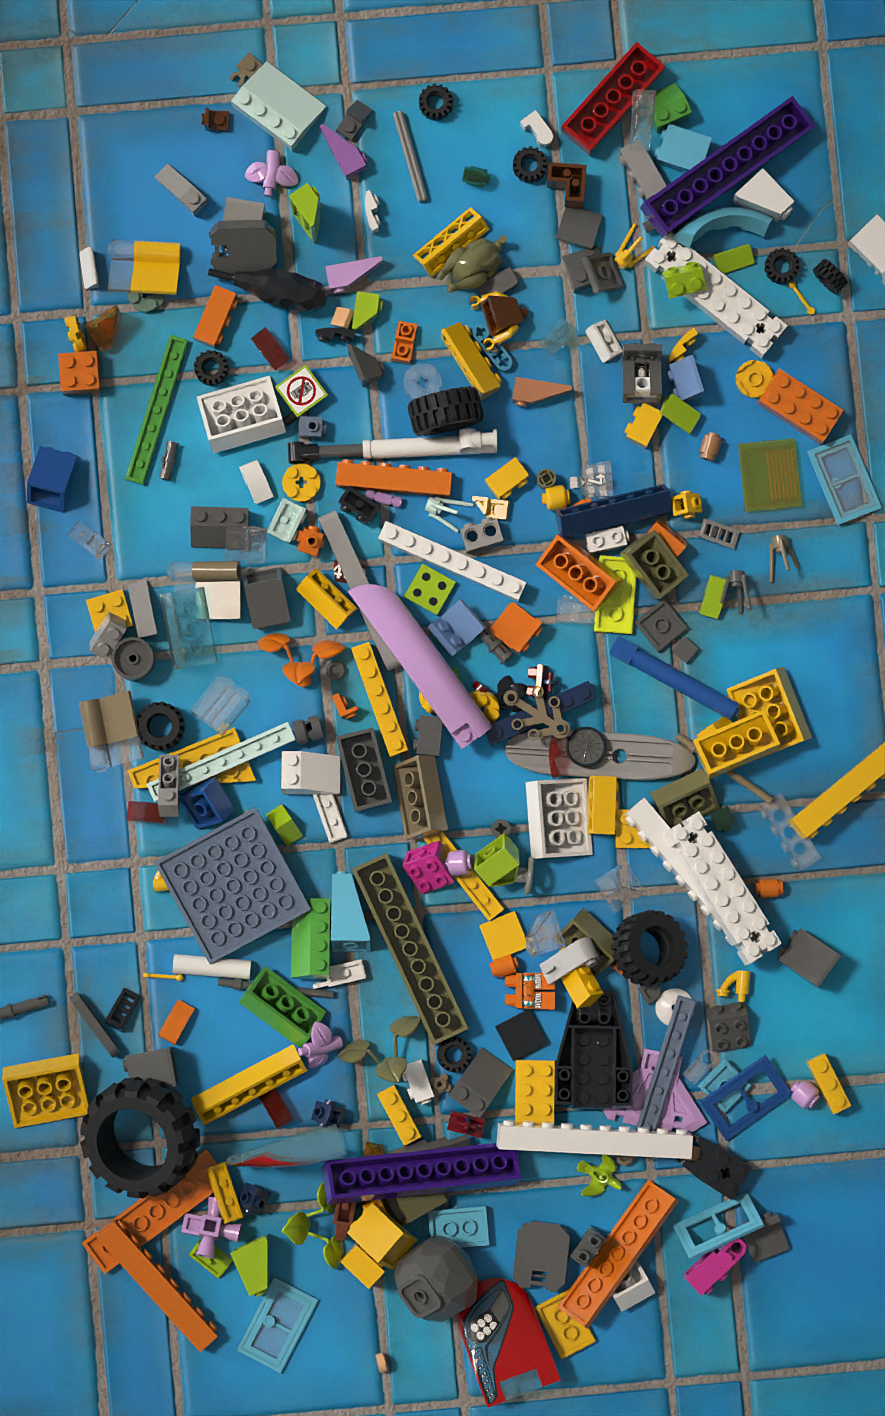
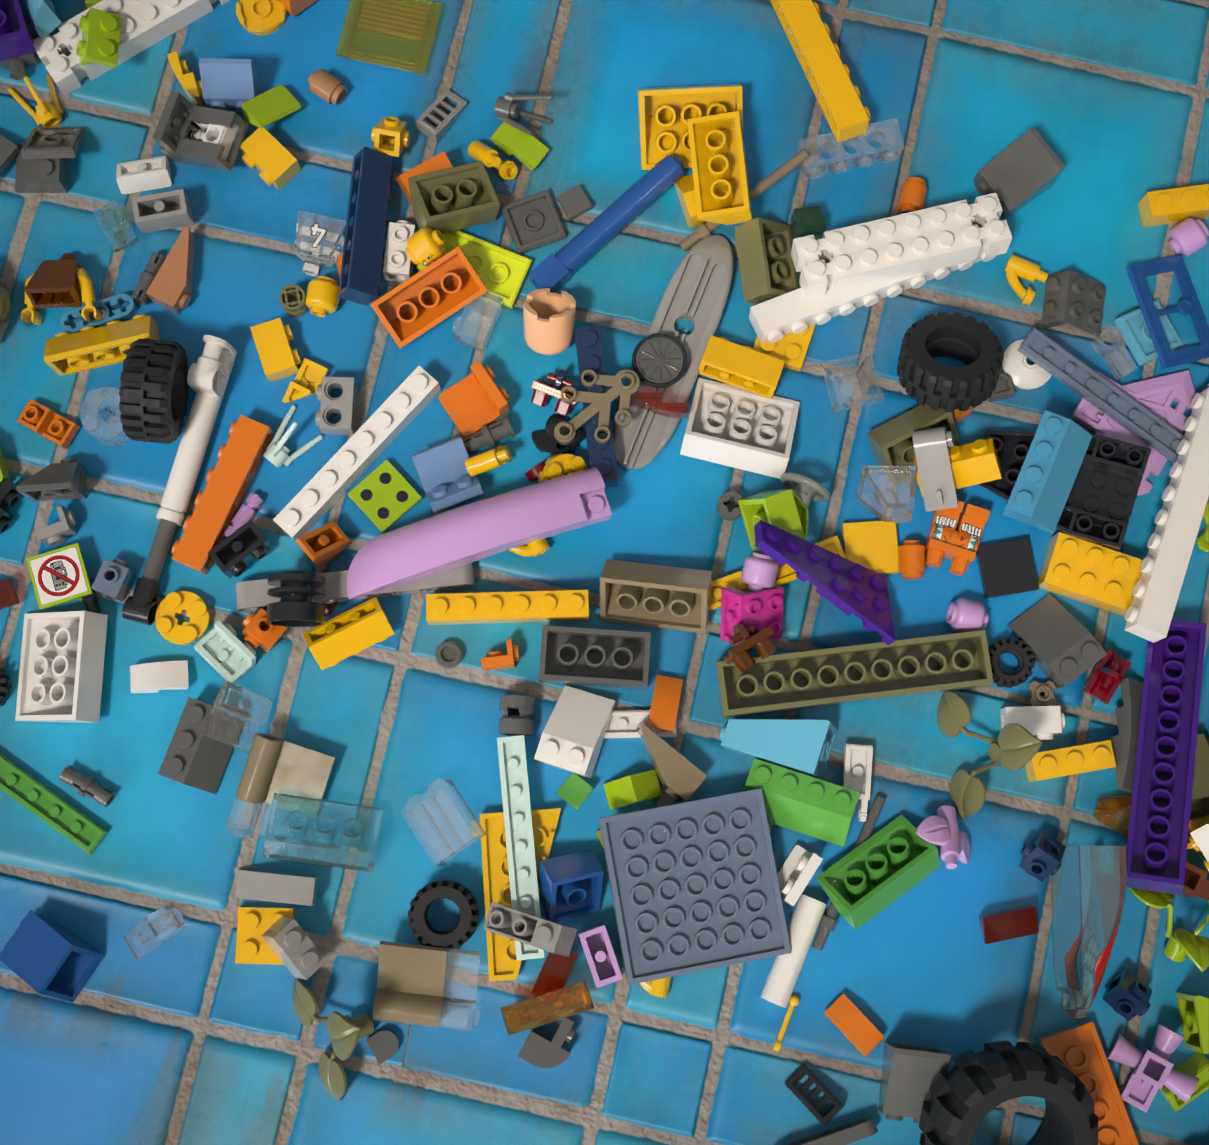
camera: 75 degrees left, 5 degrees down
(64, 715) = (383, 1045): none -> dark grey tile
(65, 686) = (343, 1033): none -> olive plant
(94, 823) = (548, 1052): none -> dark grey brick
(122, 813) = (546, 1007): none -> clear orange slope
(130, 648) = (322, 922): dark grey wheel -> none
(167, 838) = (600, 955): none -> lavender brick
(224, 1192) = (1110, 1034): yellow tile -> none
(248, 1084) = (971, 953): yellow brick -> none
(263, 951) = (796, 873): none -> white bracket
(266, 598) = (320, 713): dark grey slope -> none
(270, 786) = (575, 791): none -> bright green slope
(299, 672) = (433, 698): orange plant -> none
(305, 848) = (672, 768): none -> dark tan slope
(330, 377) = (56, 532): none -> light grey bracket
(335, 557) = (296, 598): none -> black wheel
(349, 827) = (665, 703): none -> orange slope
(381, 560) = (323, 543): none -> orange slope
(395, 866) = (740, 654): none -> reddish brown hips
(429, 736) = (577, 559): dark grey brick -> none
(468, 915) = (837, 579): none -> dark purple wing
(476, 653) = (488, 460): none -> yellow plant
(476, 1015) = (966, 615): none -> lavender head
(501, 282) = (16, 270): dark grey slope -> none
(529, 373) = (146, 278): none -> dark grey pin
(578, 366) = (162, 211): none -> light grey brick
(587, 660) = (548, 321): none -> light nougat cylinder
(592, 1039) = (1048, 472): none -> dark azure slope
(611, 558) = (425, 246): none -> yellow head
(694, 581) = (490, 158): none -> yellow plant
(781, 545) = (482, 43): dark tan plant -> none

